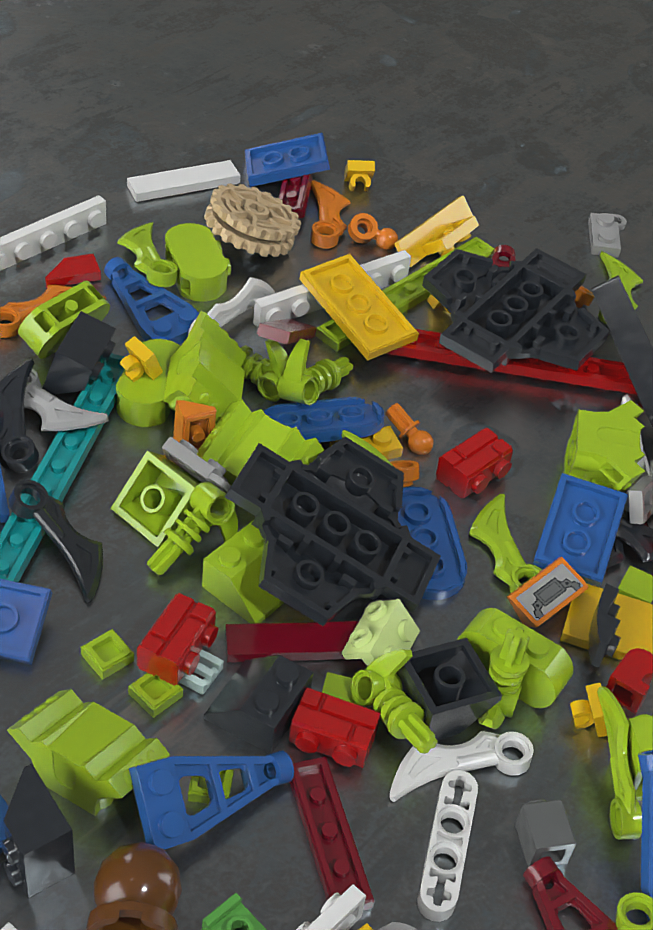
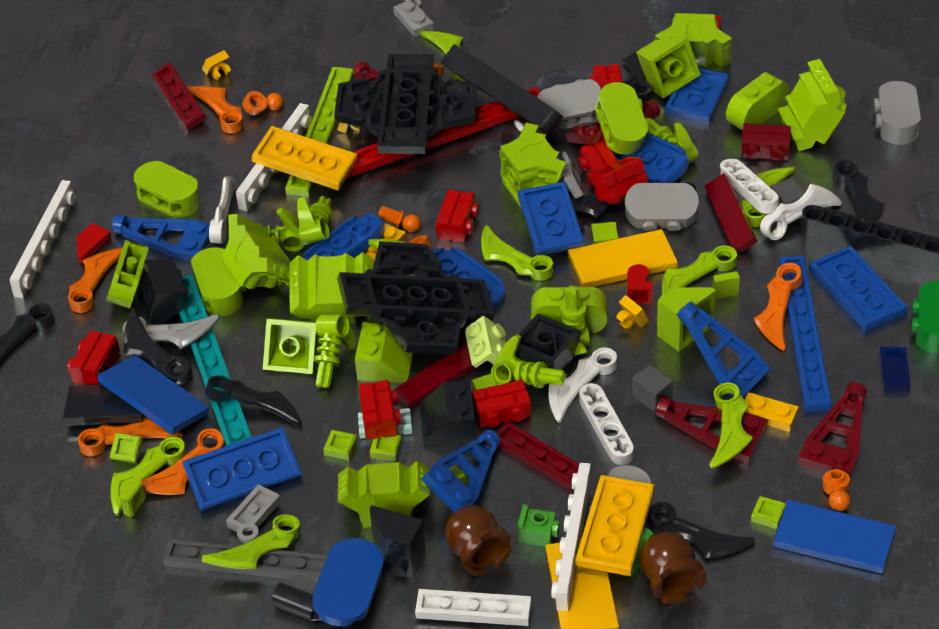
camera: 25 degrees left, 0 degrees up
(140, 361) = (208, 269): yellow tile -> none
(158, 271) = (151, 209): lime piece -> none
(182, 180) = (98, 137): white tile -> none
(186, 457) = (308, 311): light grey hinge -> none
(193, 422) = (275, 293): orange slope -> none
(252, 220) = (181, 138): tan piece -> none
(286, 159) = (159, 82): blue tile -> none
(286, 331) = (279, 199): tile -> none
(439, 231) = (308, 76): yellow bracket -> none
(547, 593) = (559, 264): slope -> none
(604, 626) = (604, 264): black slope -> none
(624, 808) = (684, 353): lime piece -> none

